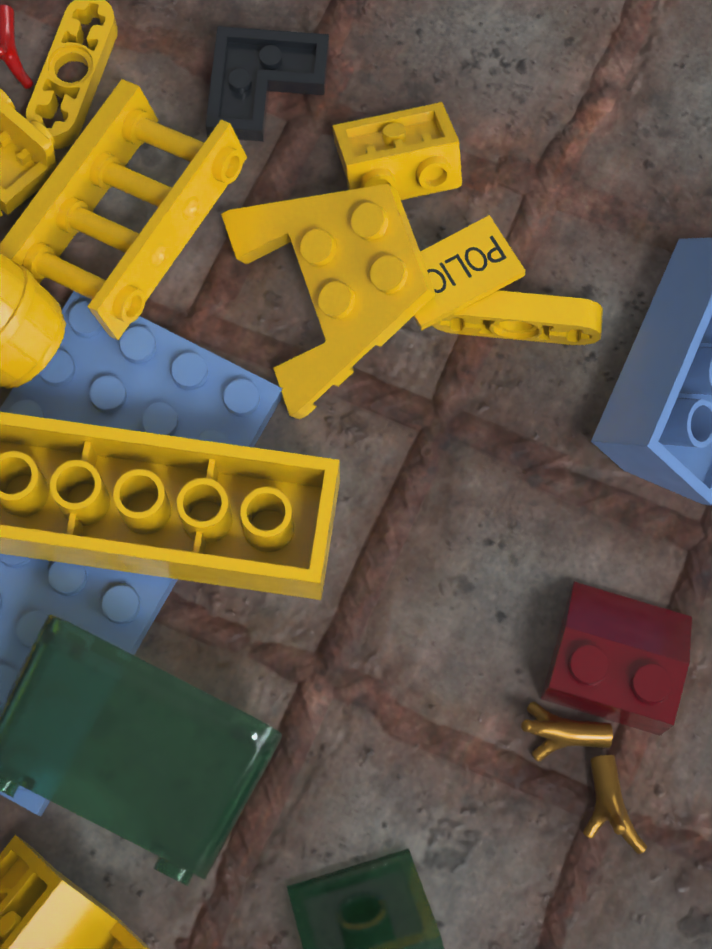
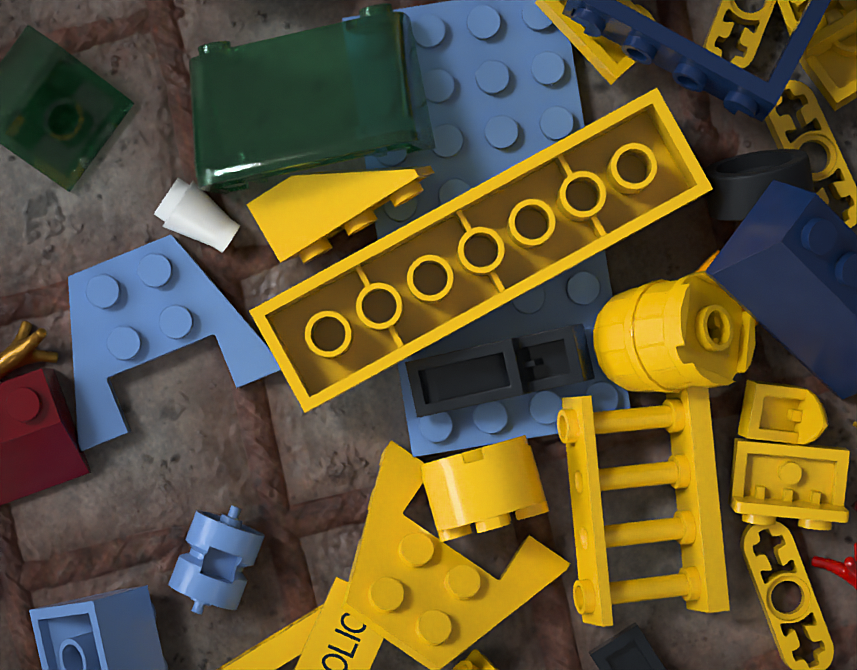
camera: 145 degrees right, 15 degrees up
(146, 389) = (500, 370): none -> black slope
(206, 651) = (315, 206): none -> yellow slope
(240, 309) = (483, 488): none -> yellow brick
(309, 736) = (196, 215): none -> white cone
(423, 687) = (141, 311): none -> medium blue wing
(521, 417) = (216, 560): none -> medium blue wheel

